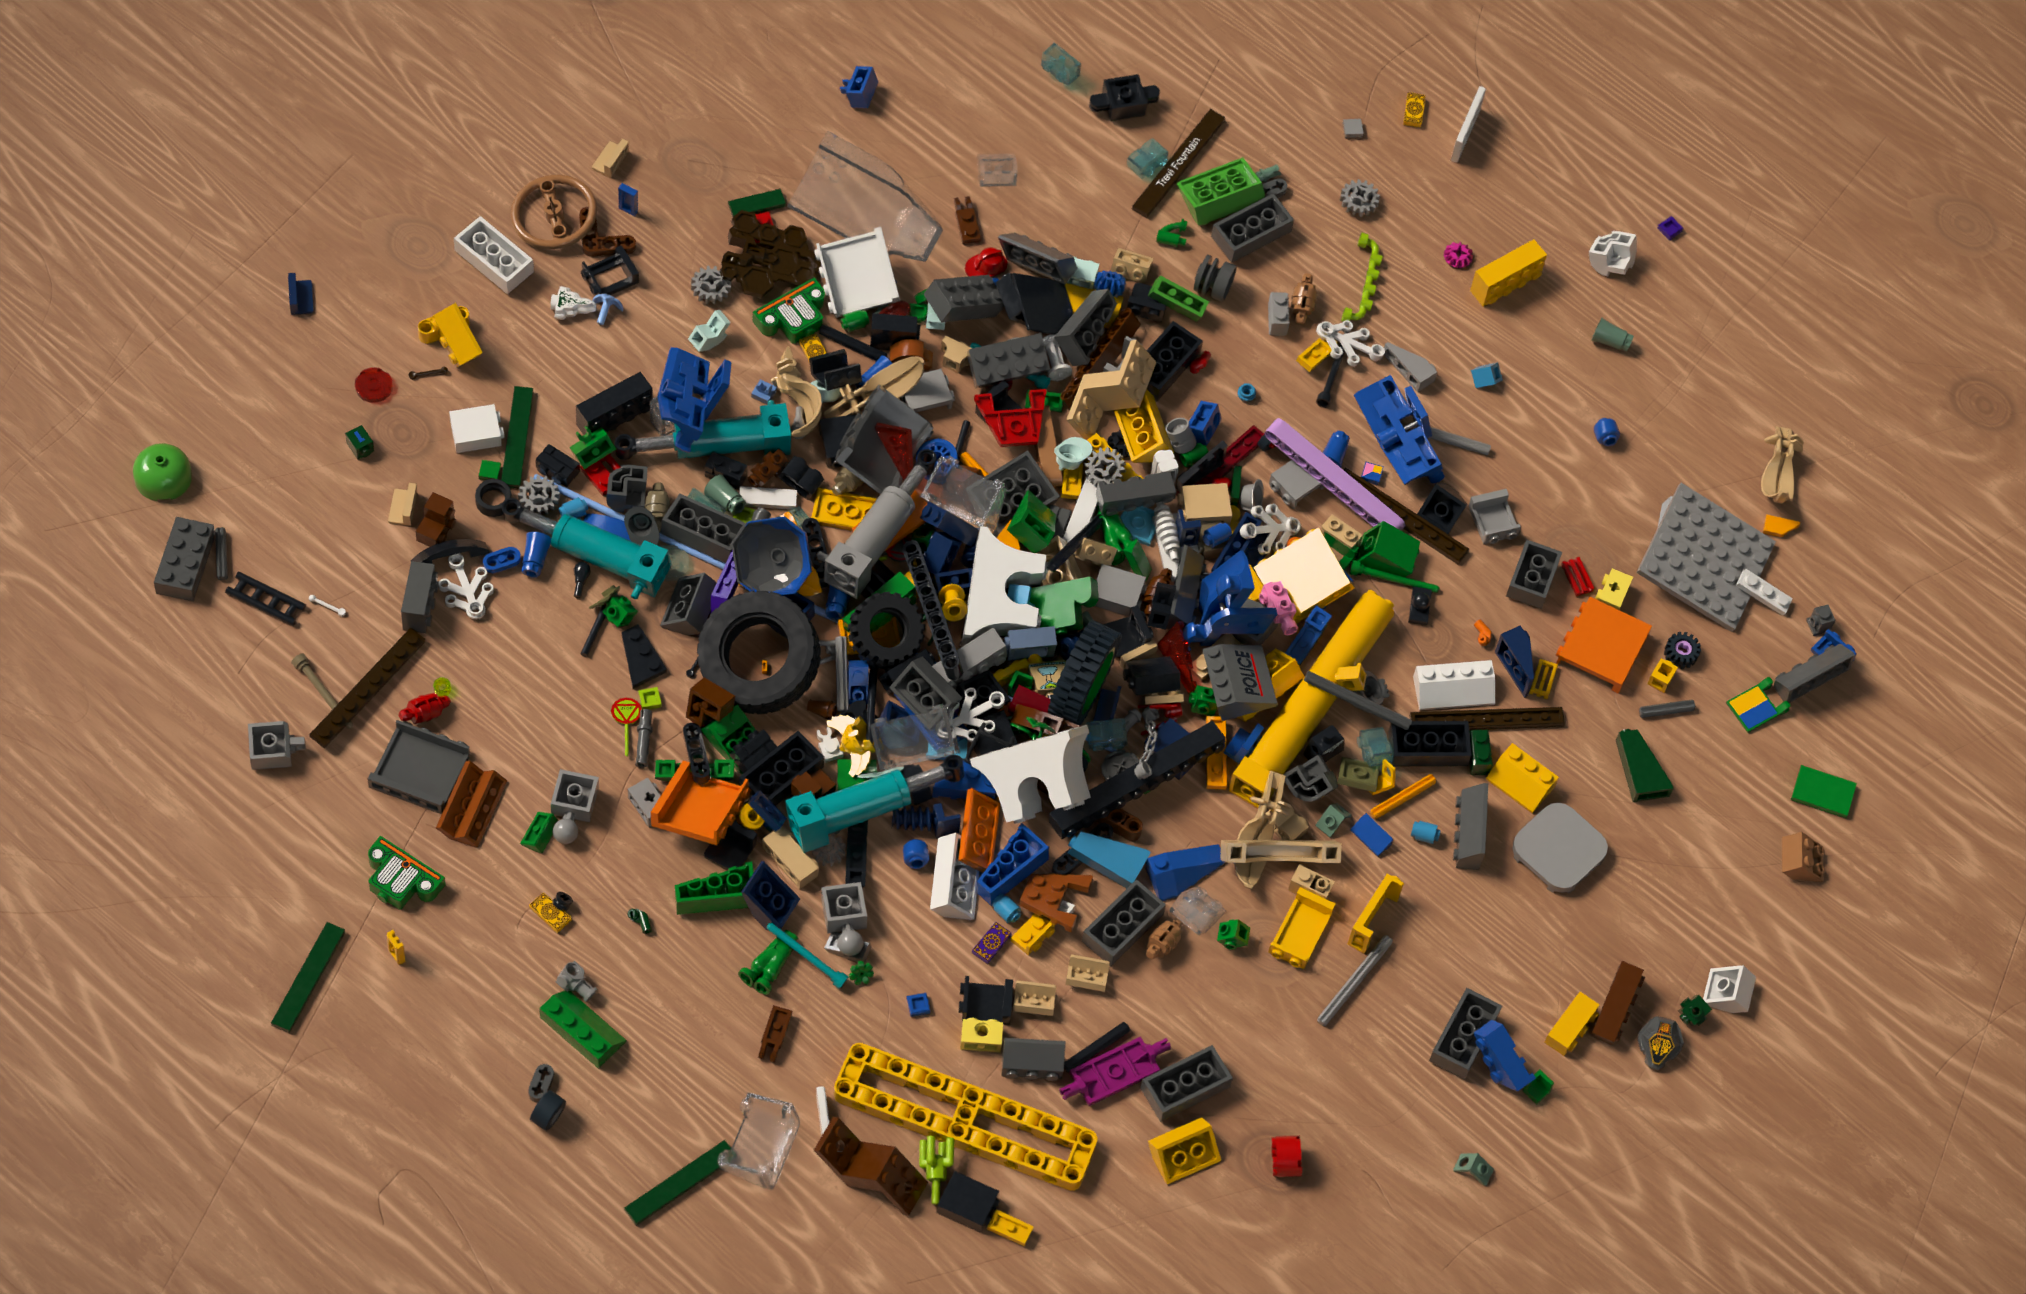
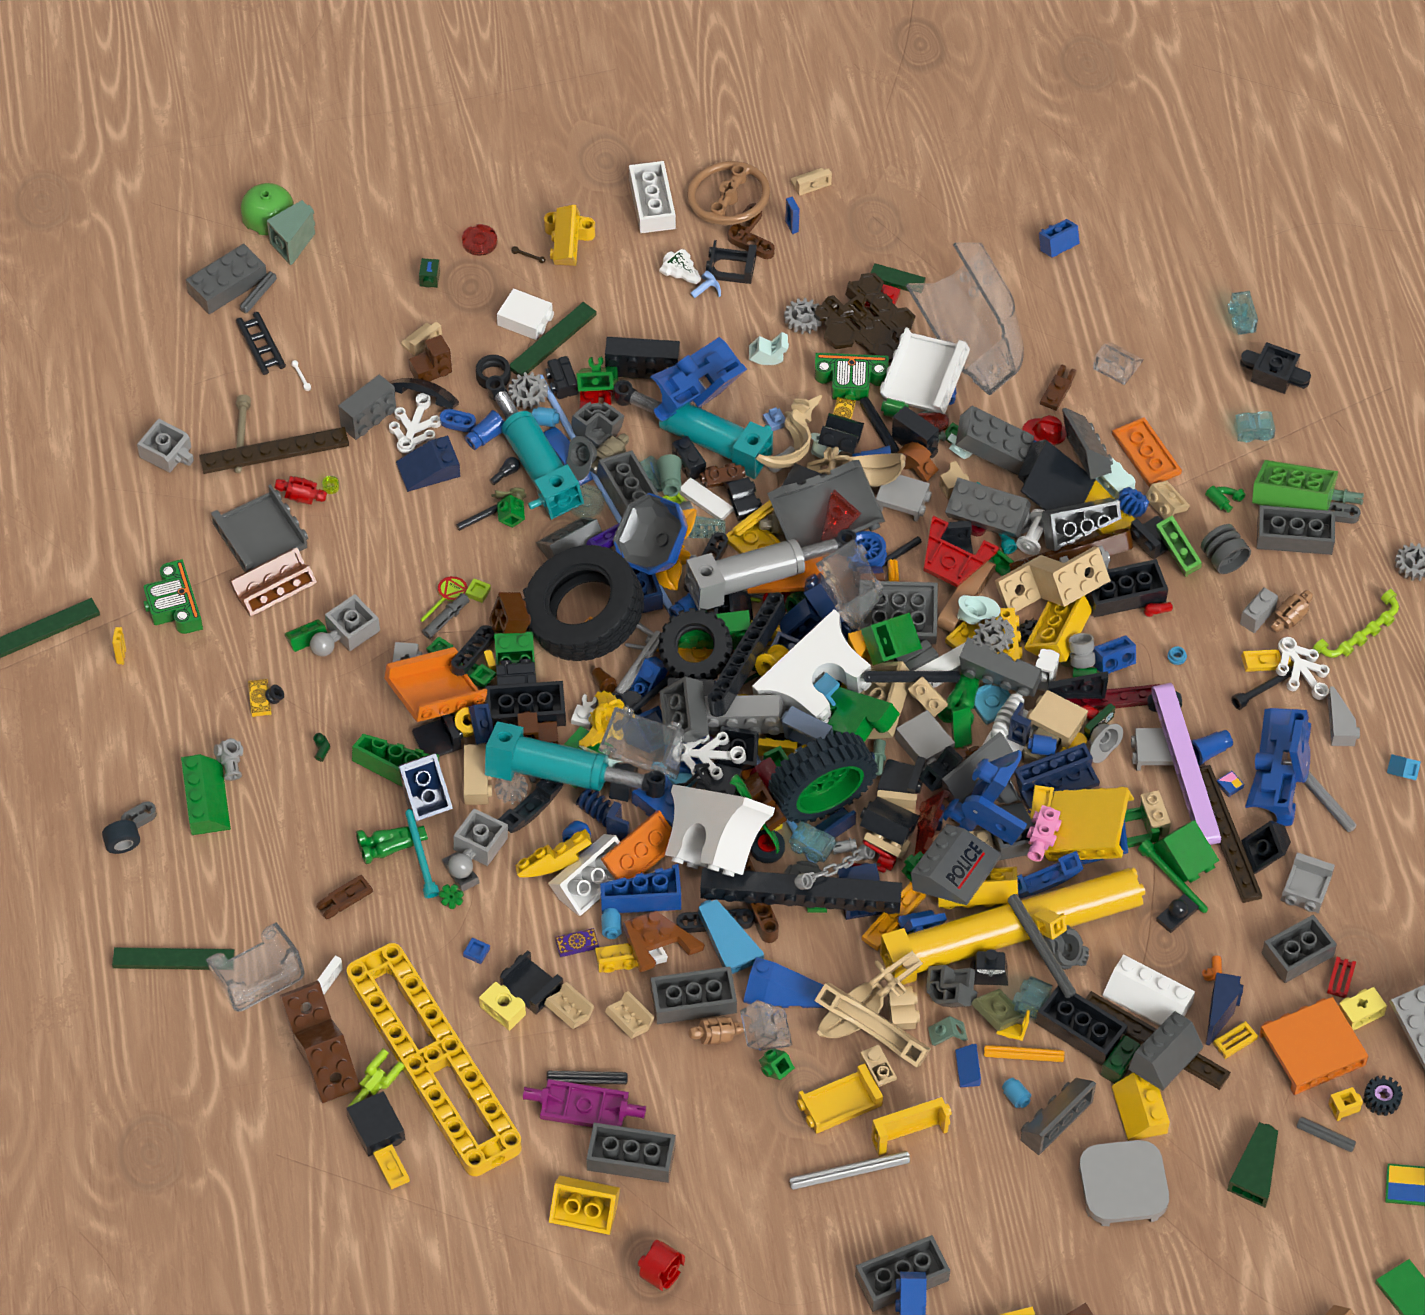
camera: 45 degrees right, 5 degrees down
(205, 479) = (292, 230): none -> sand green slope
(300, 295) = (482, 144): dark blue panel -> none
(489, 470) = (509, 351): green tile -> none
(512, 614) = (429, 464): none -> dark blue slope
(641, 657) = (499, 556): black wing -> none
(717, 753) = (489, 660): none -> yellow tile
(826, 487) = (753, 519): none -> yellow axle
(914, 890) = (546, 860): none -> yellow slope
(1033, 1059) = (524, 1049): dark grey slope -> none
(1080, 233) = (1146, 452): none -> orange tile
(1178, 163) = (1280, 446): dark brown tile -> none
(1289, 525) = (1098, 770): white plant -> none
(1511, 722) = (1167, 1051): none -> dark grey slope

